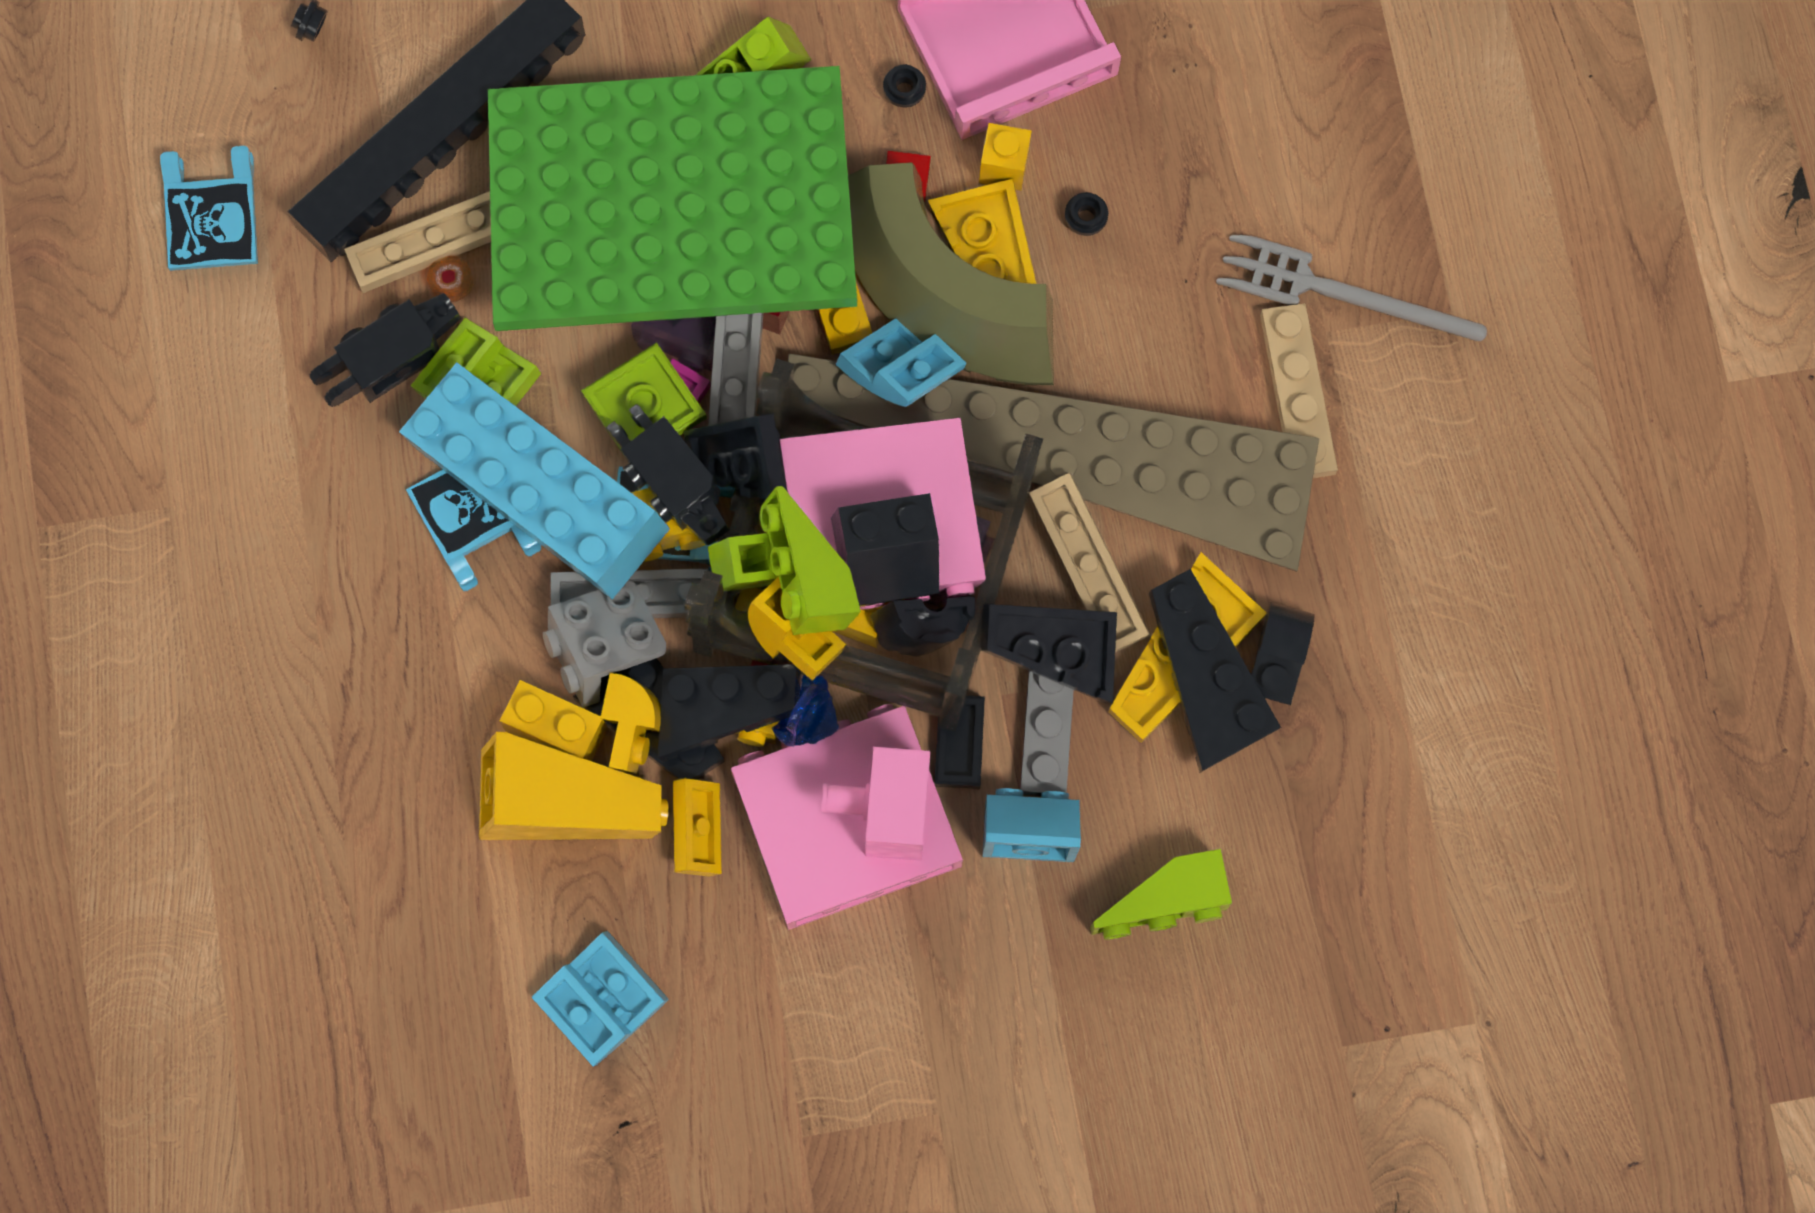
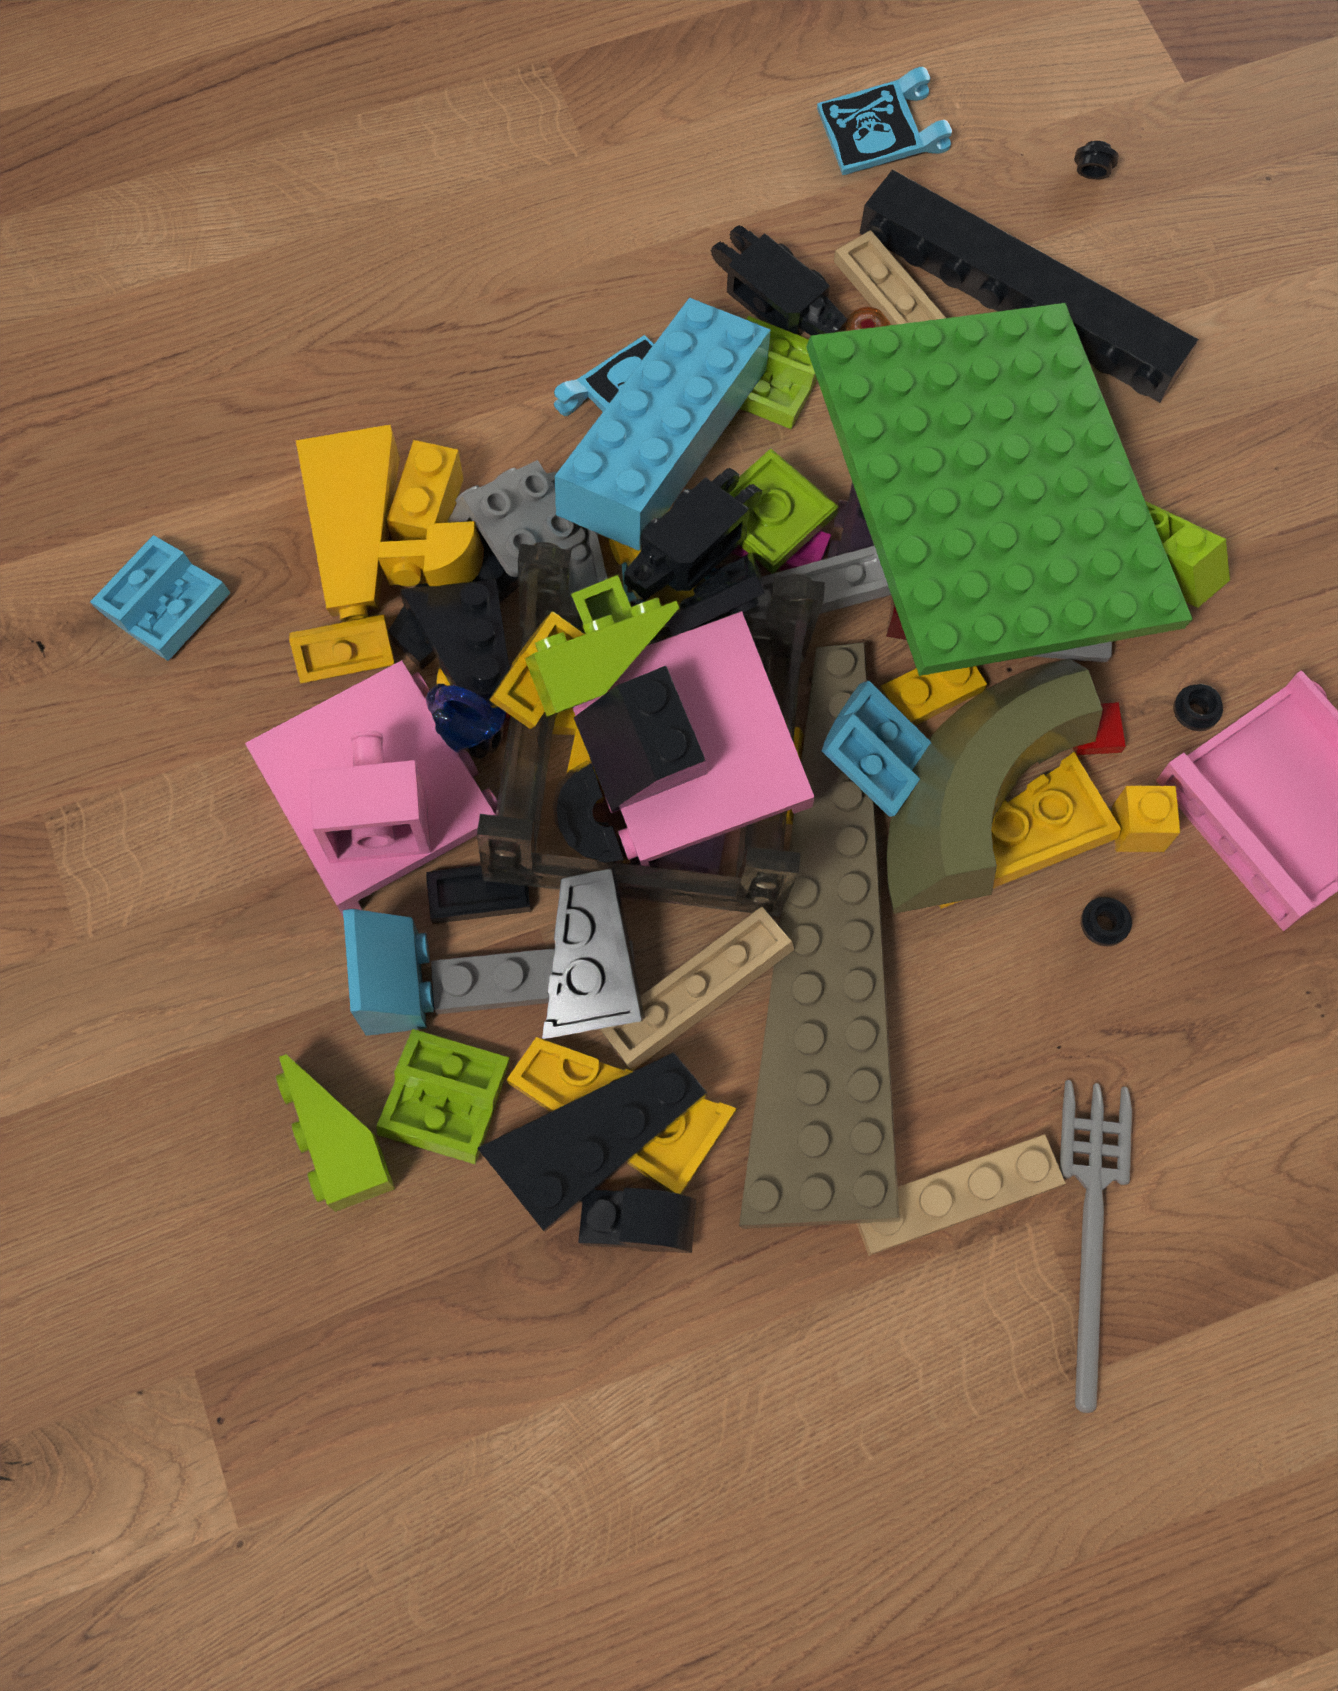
camera: 80 degrees right, 5 degrees down
(1143, 799) = (443, 1096): none -> lime slope

